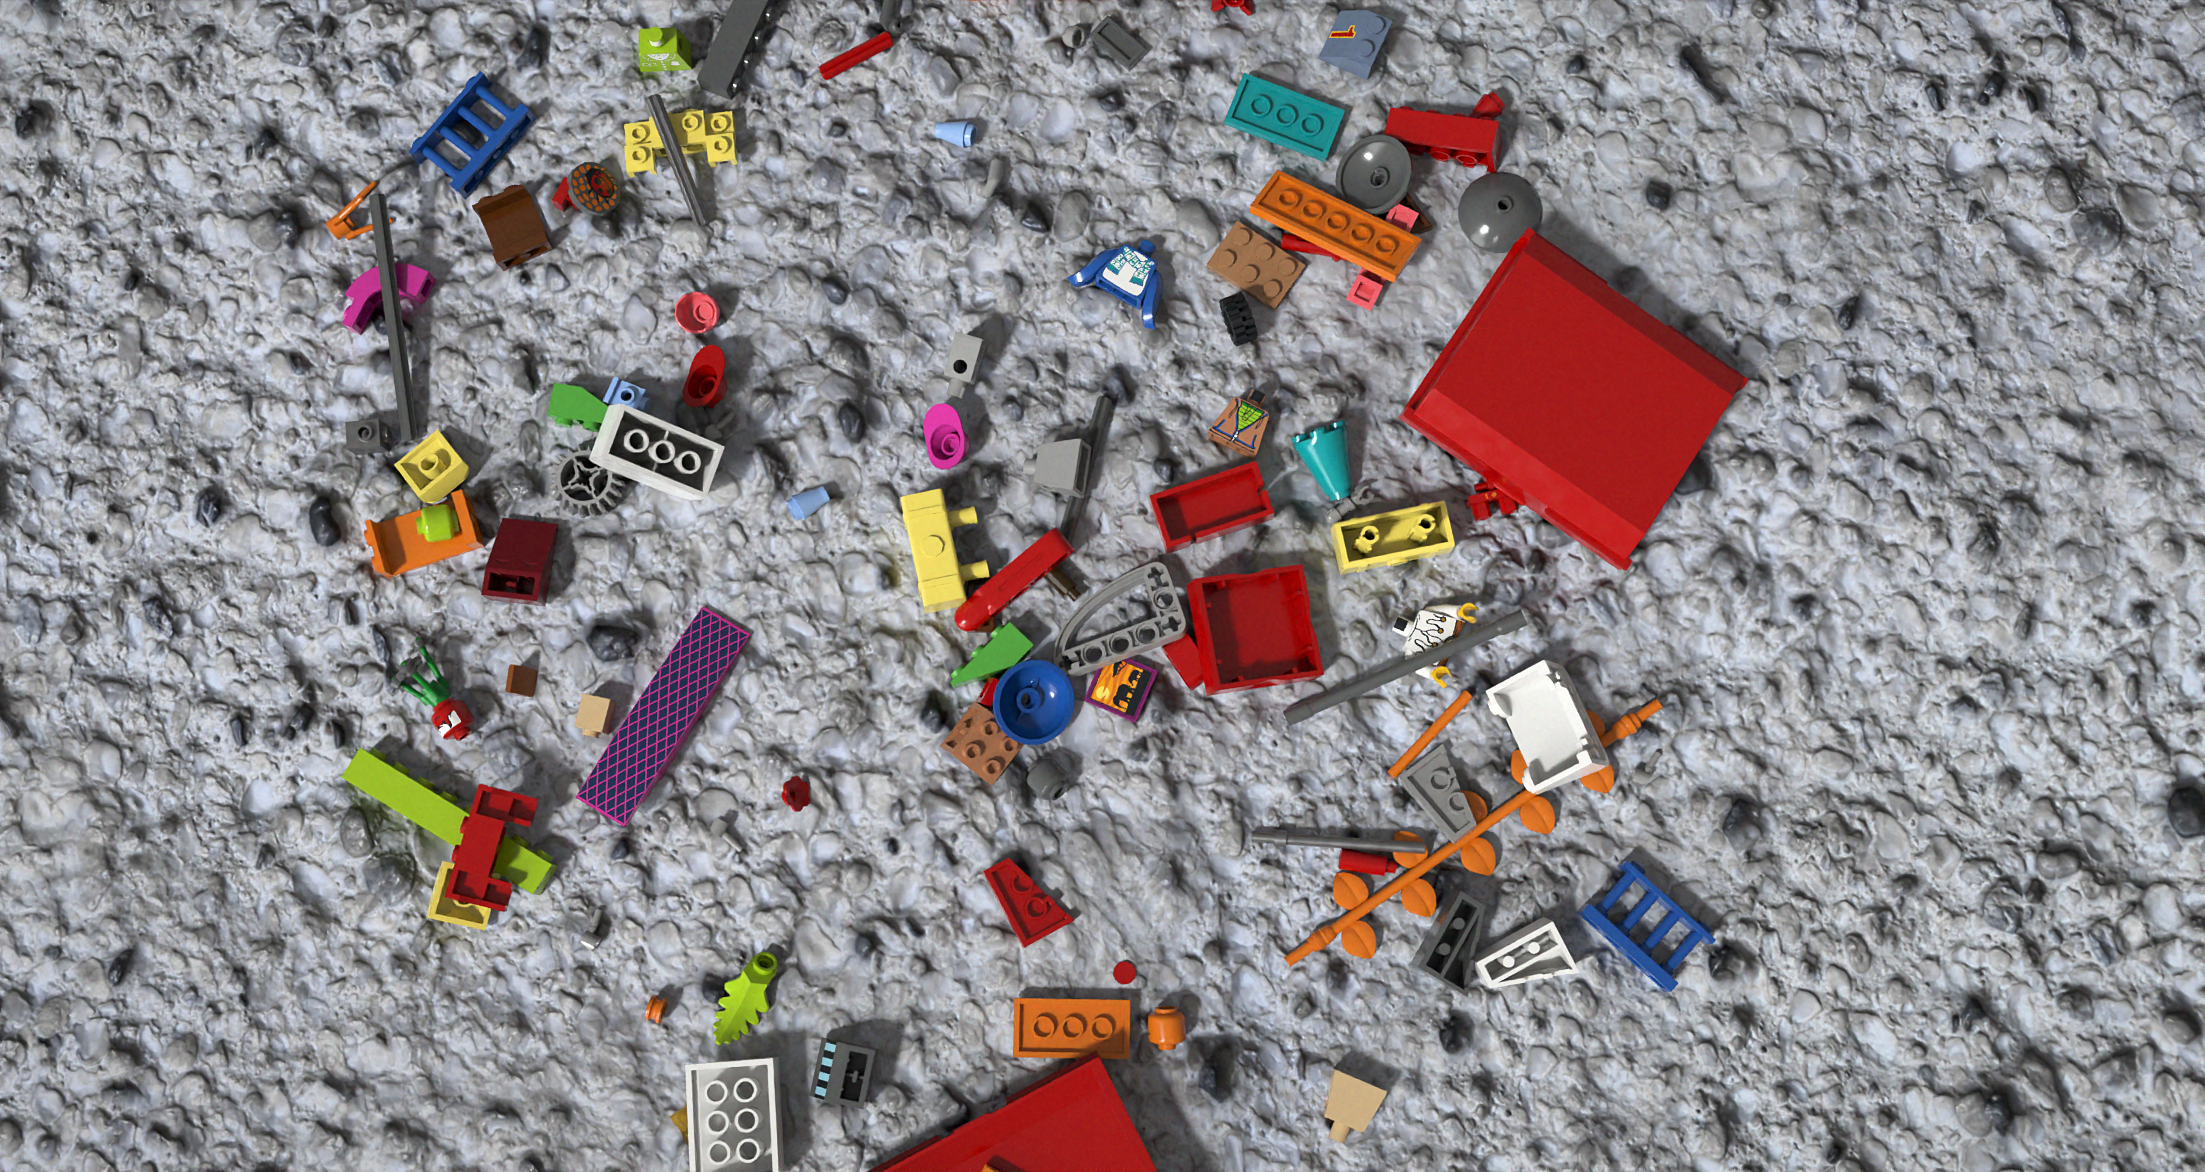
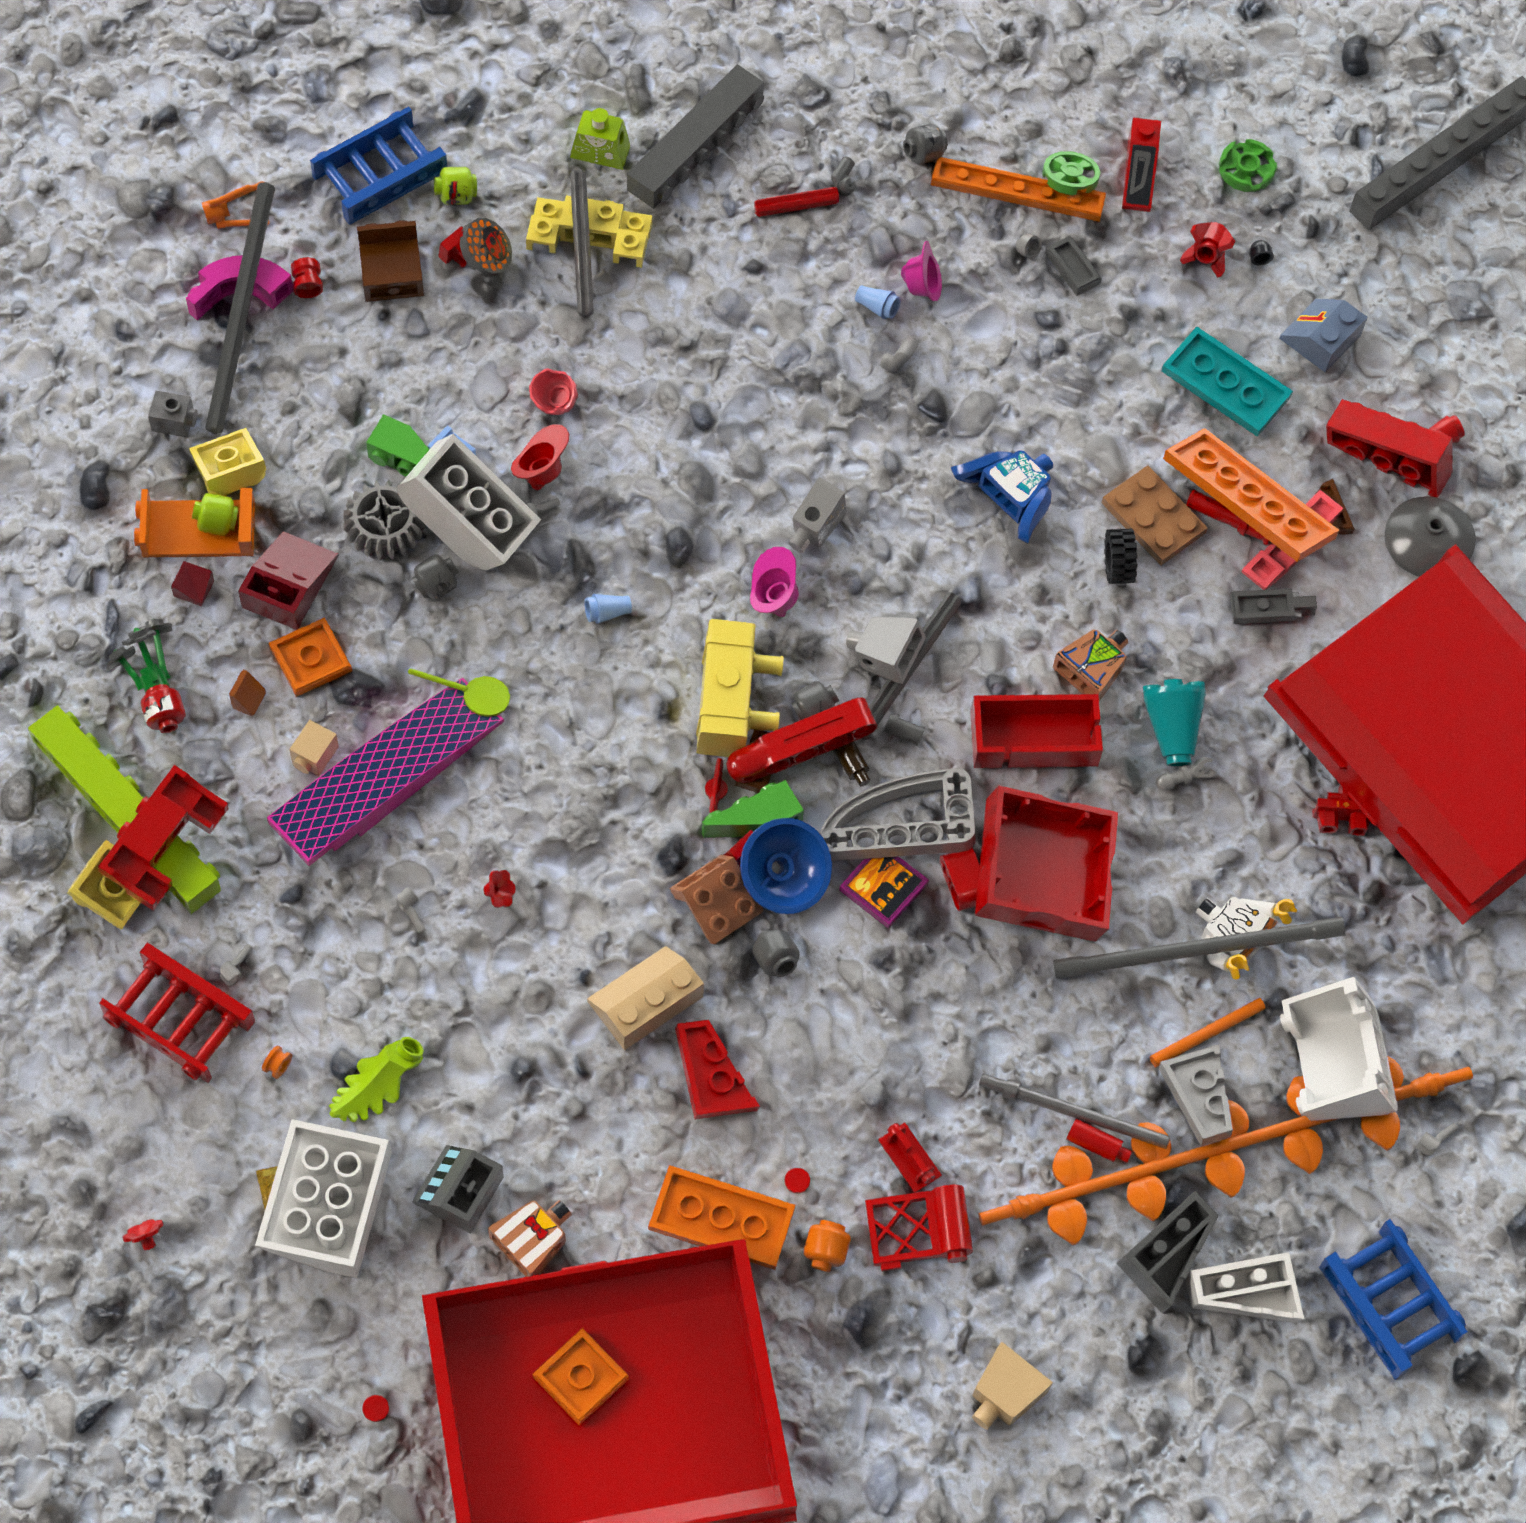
camera: 10 degrees right, 15 degrees down
(439, 592) = (192, 583): none -> dark red slope
(443, 266) = (306, 276): none -> red wheel
(547, 135) = (456, 185): none -> lime head
(551, 964) = (181, 981): none -> red fence
(564, 628) = (310, 657): none -> orange tile
(649, 521) = (435, 576): none -> dark grey head
(726, 617) = (481, 695): none -> lime piece
(918, 1096) = (531, 1236): none -> torso
(948, 851) = (647, 996): none -> tan slope
(952, 641) = (716, 788): none -> red piece
(990, 97) = (923, 274): none -> dark pink piece
(1013, 538) = (814, 699): none -> dark grey head
(1097, 538) = (904, 729): none -> dark grey pin
(1212, 925) = (909, 1157): none -> red hinge
(1261, 978) = (947, 1226): none -> red piece
(1366, 165) = (1307, 457): dark grey dish -> none
(1378, 323) = (1270, 606): none -> dark grey hinge
(1392, 537) = (1223, 817): light yellow piece -> none

